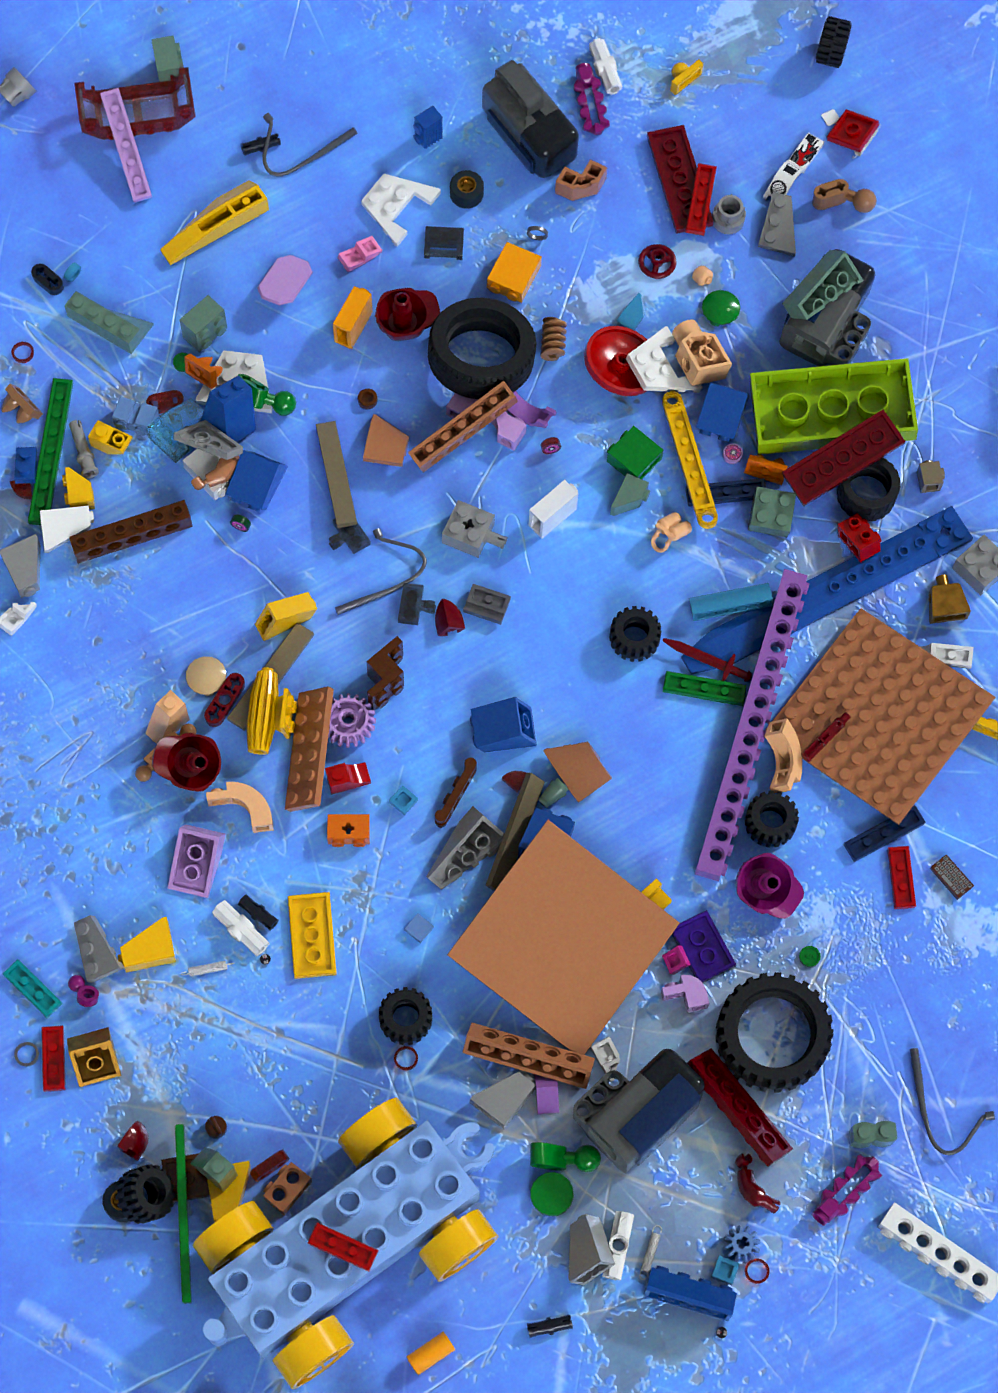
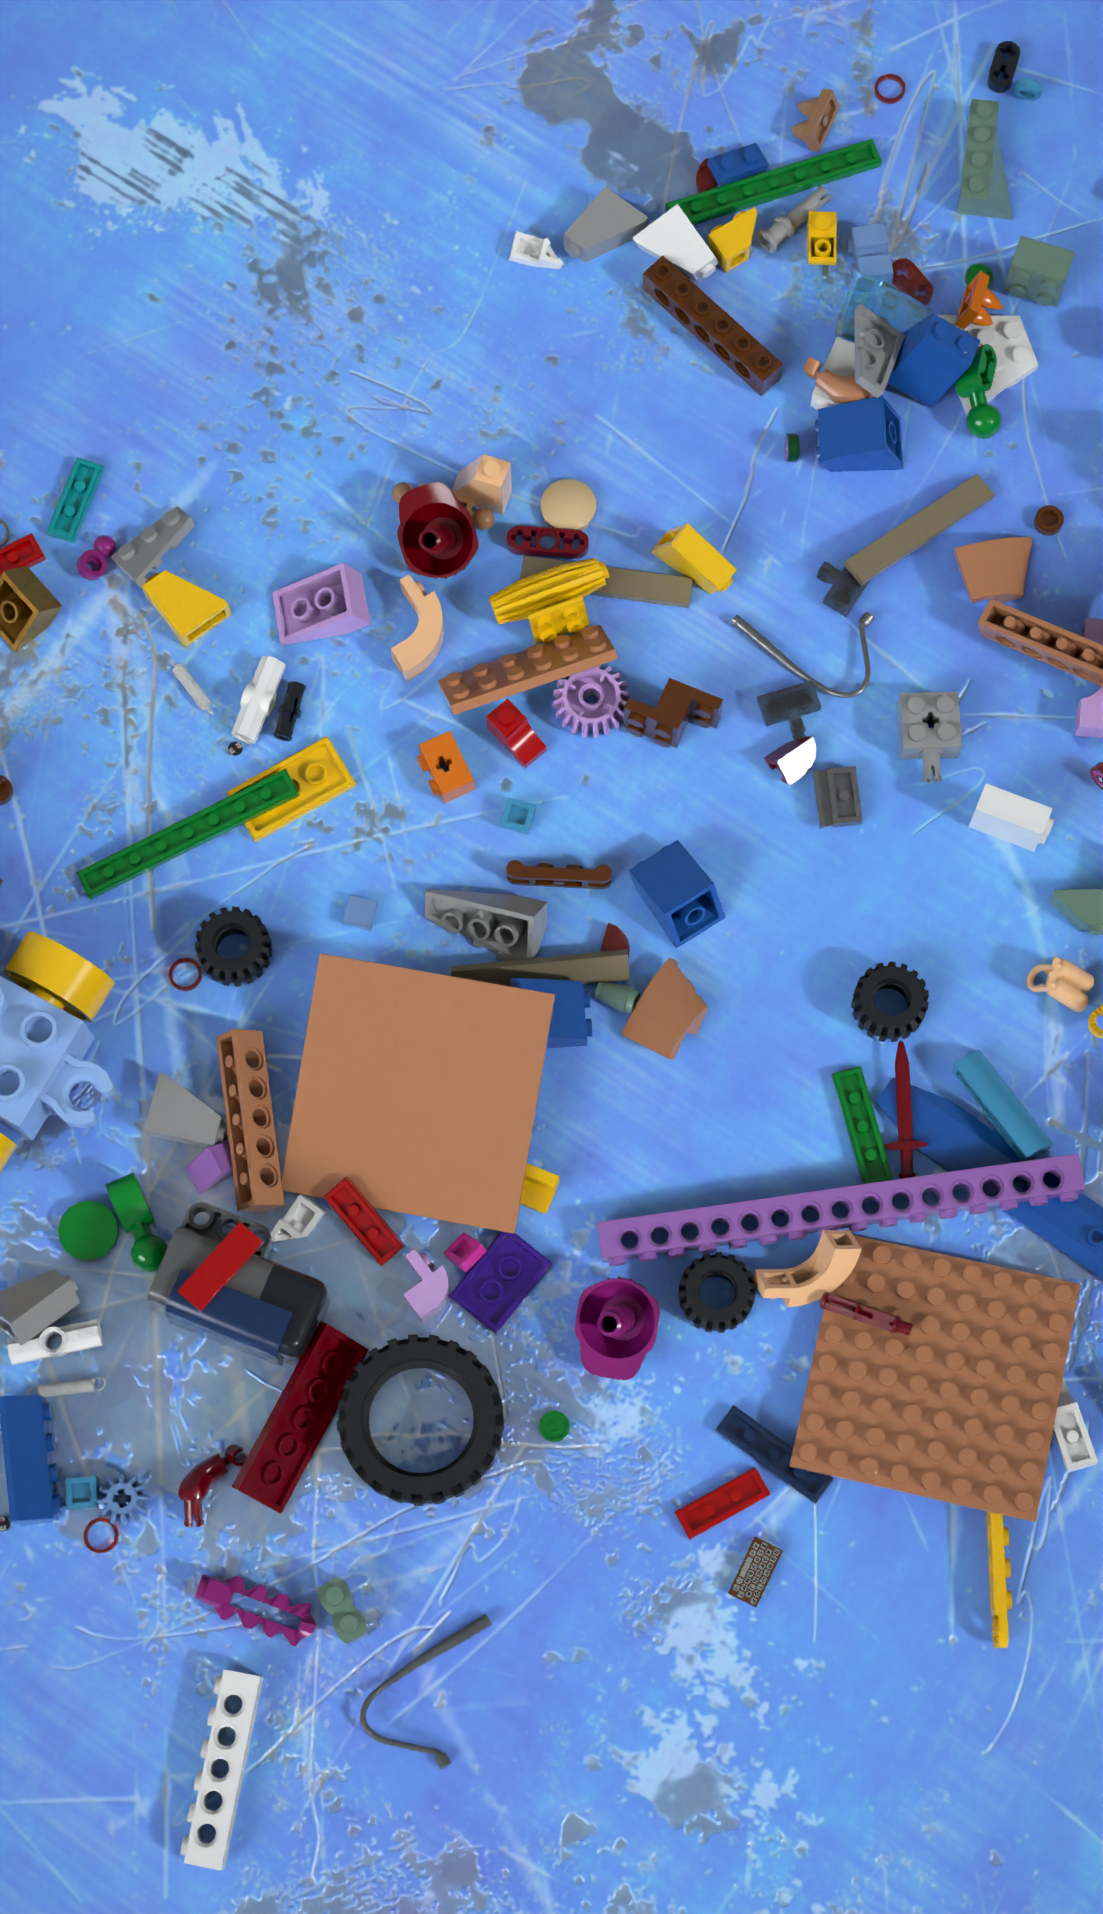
camera: 70 degrees right, 5 degrees up
(311, 1014) = (187, 834): none -> green tile
(627, 1013) = (364, 1221): none -> red tile
(628, 1105) = (220, 1266): none -> red tile

